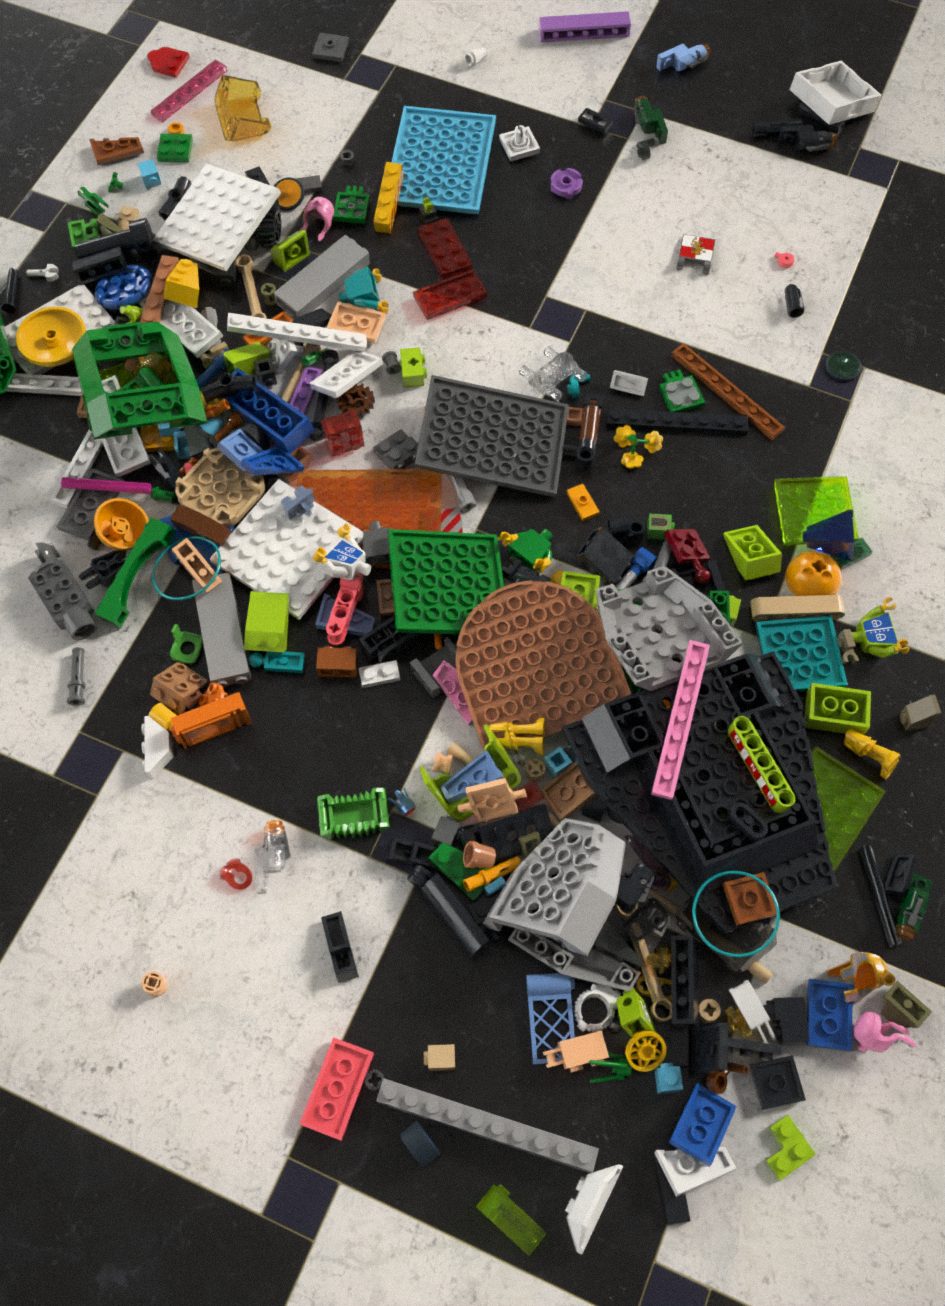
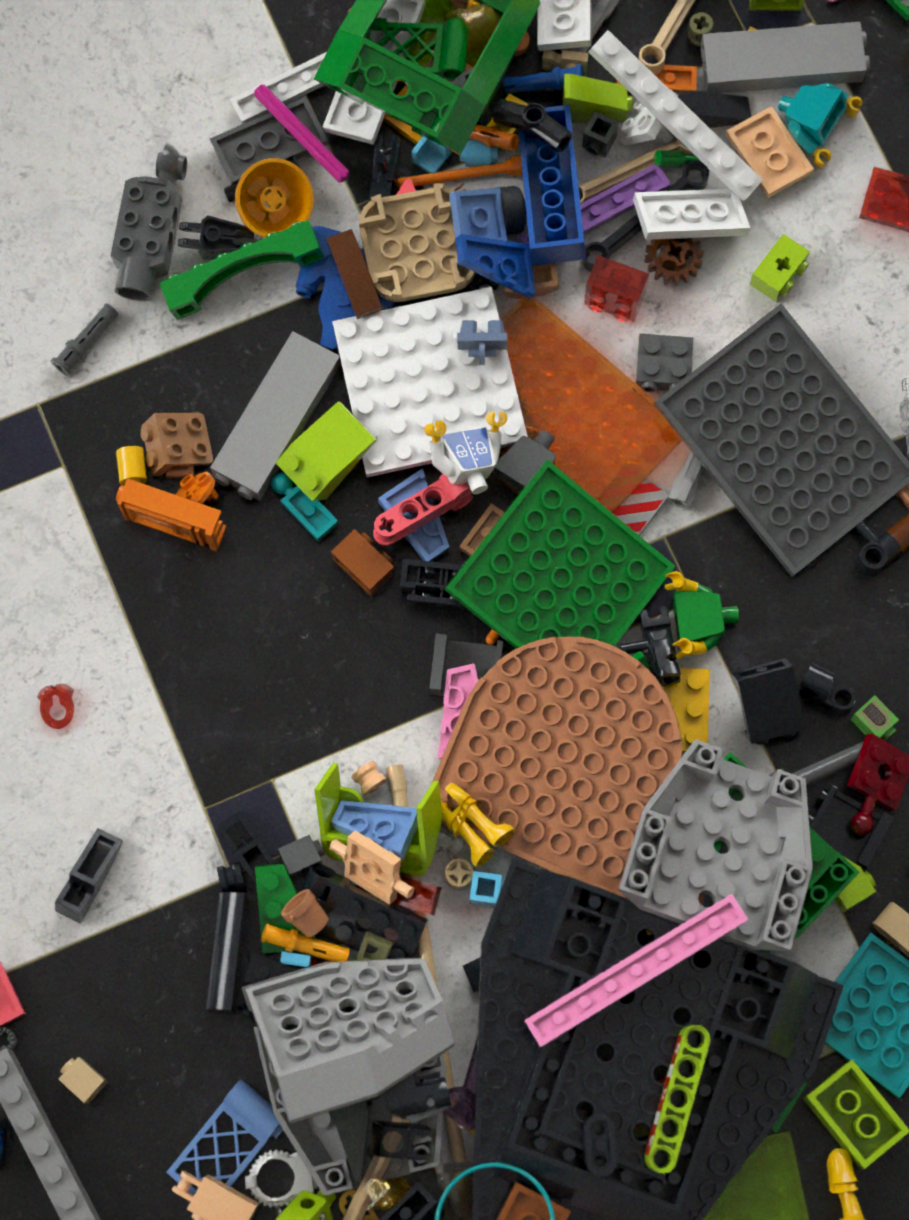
camera: 45 degrees right, 10 degrees up
(157, 747) = (94, 493): white slope -> none
(159, 494) = (354, 194): green pin -> none
(181, 638) = (223, 387): bright green piece -> none
(195, 564) = (308, 320): light nougat slope -> none
(199, 440) = (446, 168): pearl dark grey slope -> none
(203, 589) = (311, 351): teal piece -> none
(272, 855) = (107, 719): clear plate -> none
(353, 814) = (225, 748): bright green piece -> none
(379, 674) = (397, 615): white plate -> none
(391, 362) = (761, 240): dark grey bush -> none
(407, 806) = (287, 787): flat silver piece -> none
(568, 792) = (460, 930): medium nougat plate -> none
(582, 584) = (703, 714): lime plate -> none
(583, 502) = (817, 611): light orange plate -> none
(641, 563) = (811, 745): blue piece -> none

